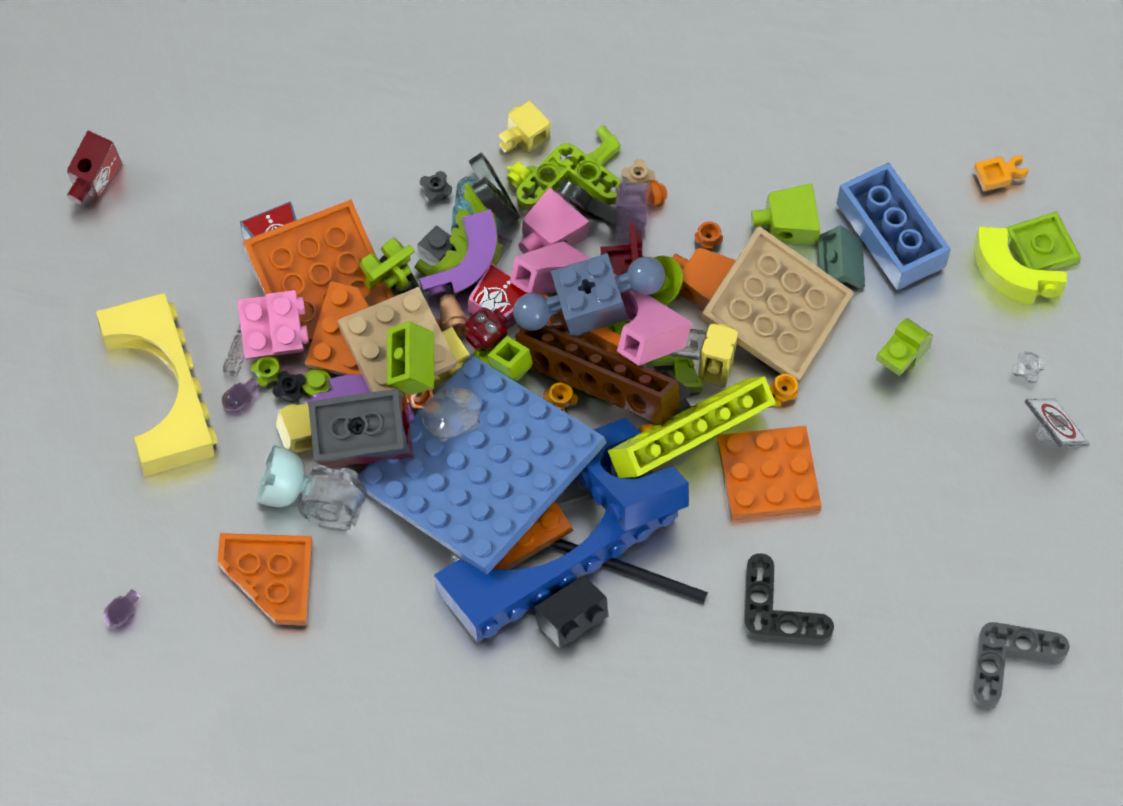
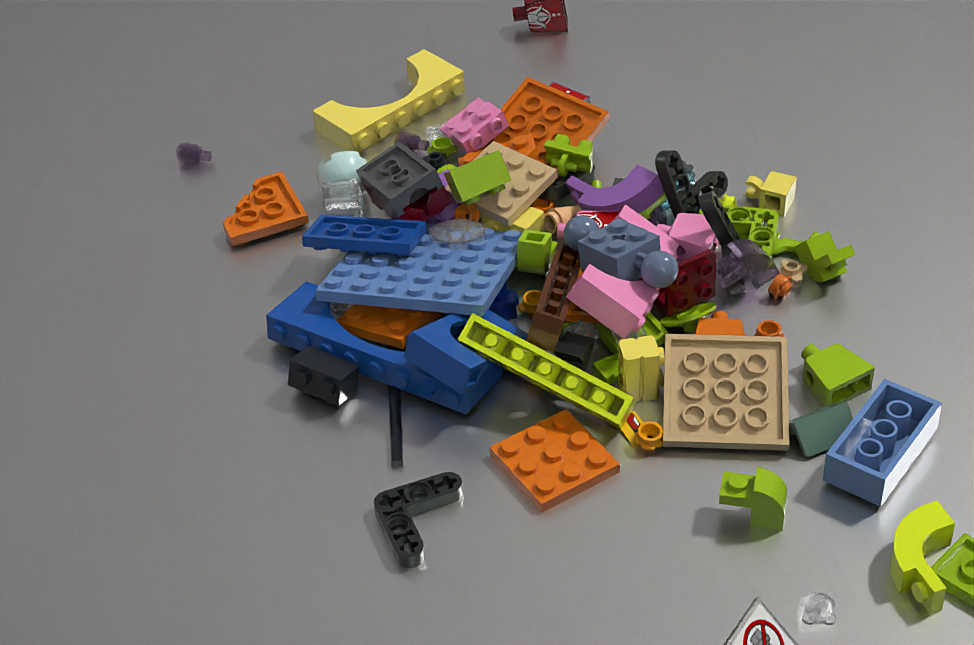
camera: 70 degrees right, 20 degrees down
(412, 494) = (364, 234): none -> blue plate
(485, 329) = (551, 221): dark red head -> none
(646, 143) = (823, 257): none -> lime brick

